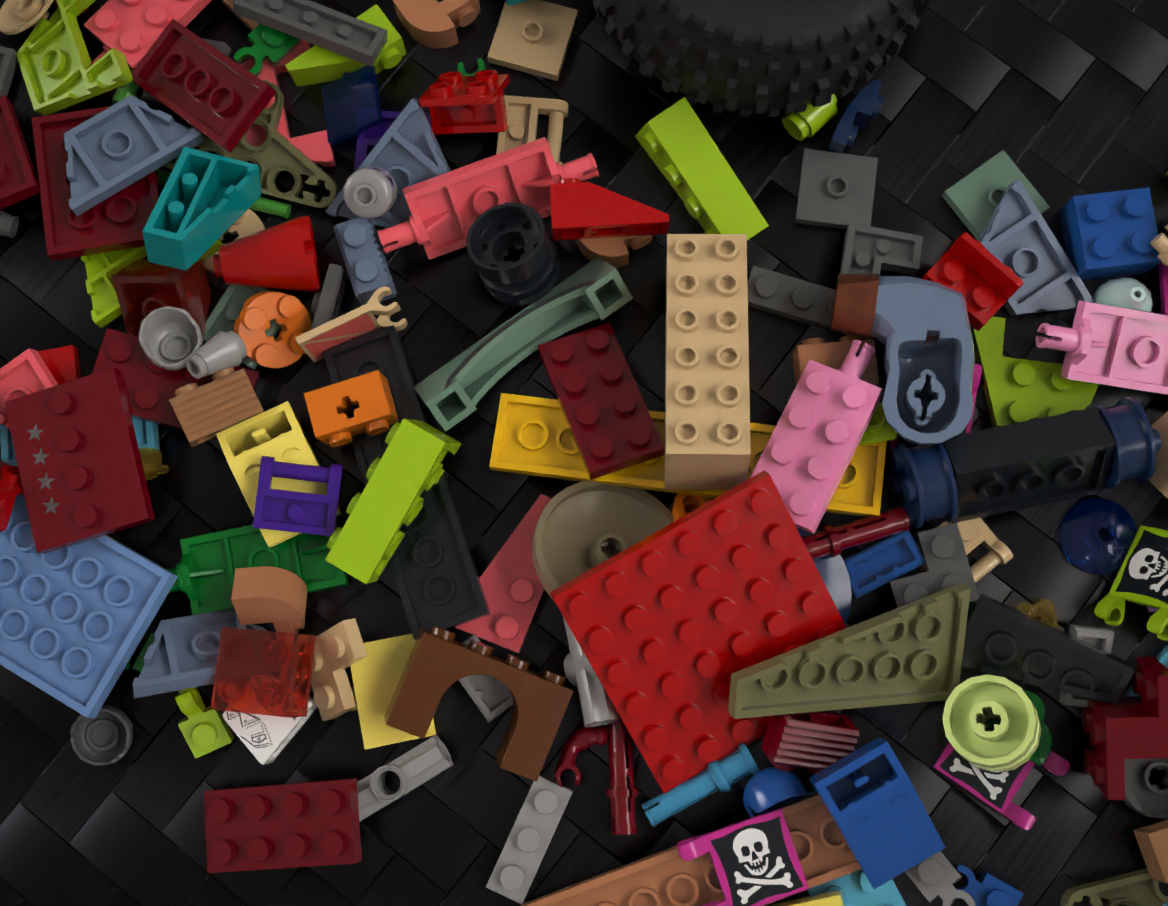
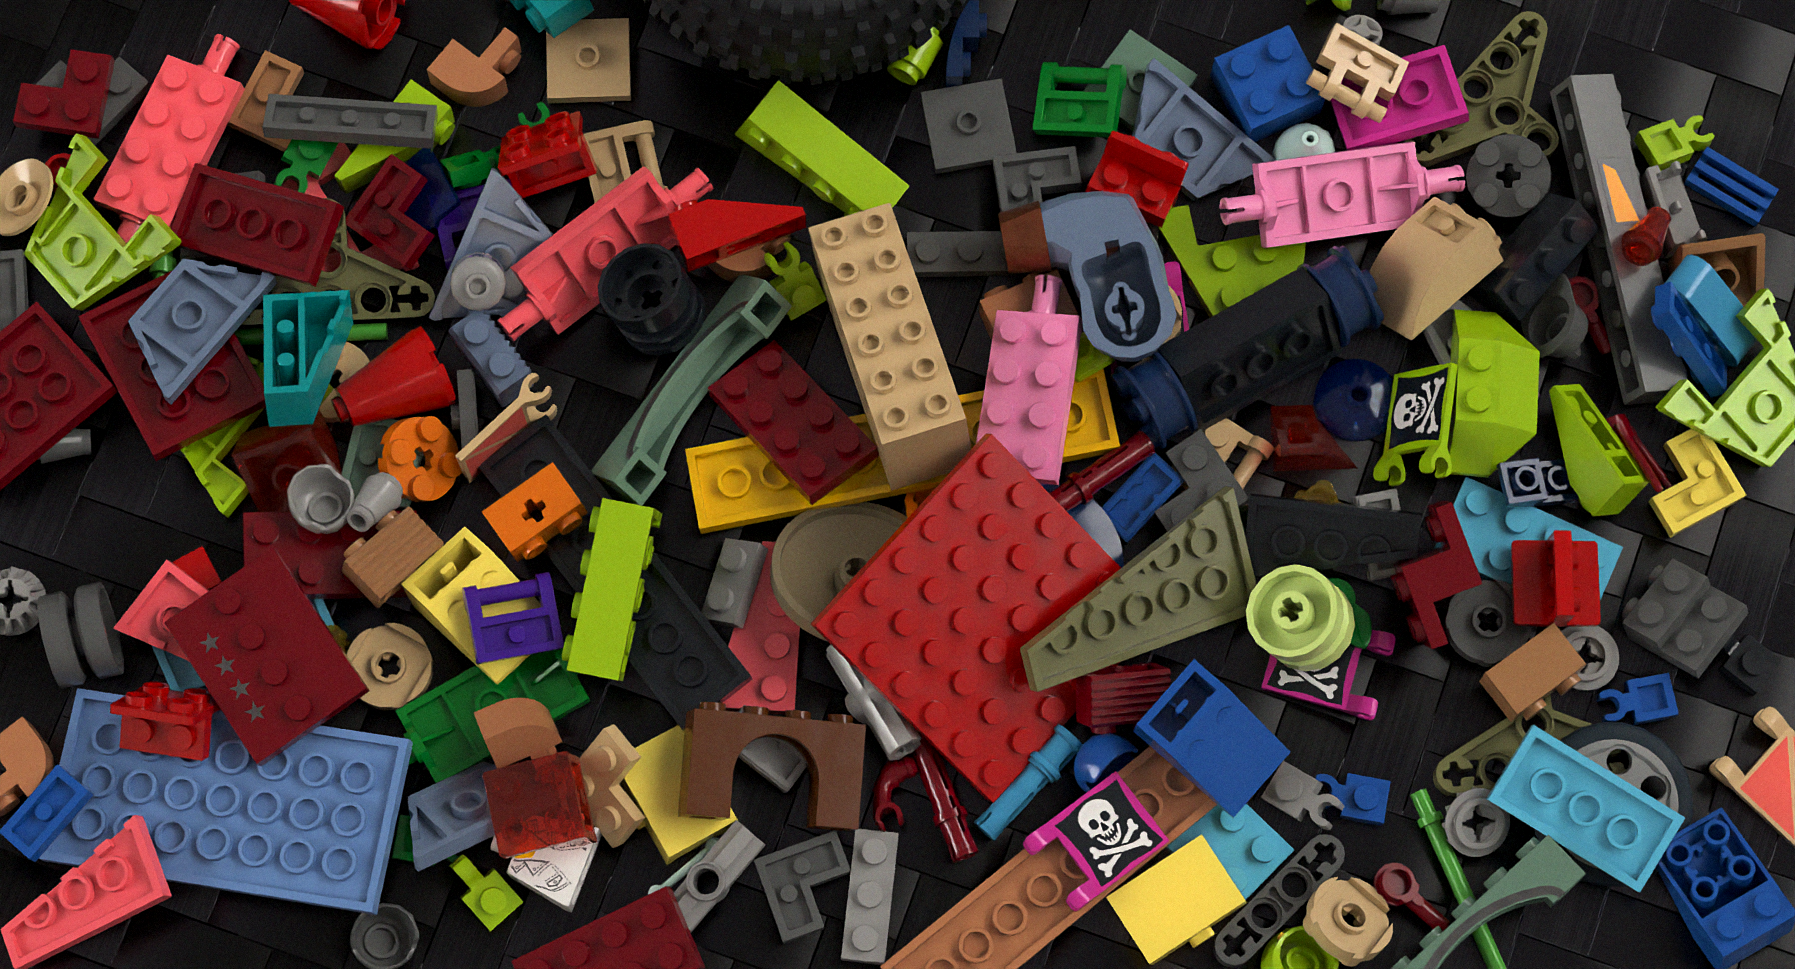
camera: 25 degrees left, 5 degrees down
(168, 498) = (414, 664): none -> tan plate
(313, 112) = (382, 209): none -> dark red plate
(350, 770) = (685, 869): none -> light aqua hinge
(398, 94) = (471, 167): none -> green plate
(464, 799) = (789, 879): none -> dark grey plate
(504, 522) = (734, 583): none -> light grey plate
(643, 278) = (795, 282): none -> lime plate
(935, 206) = (1078, 111): none -> green plate
(1040, 558) = (1303, 441): none -> clear red slope

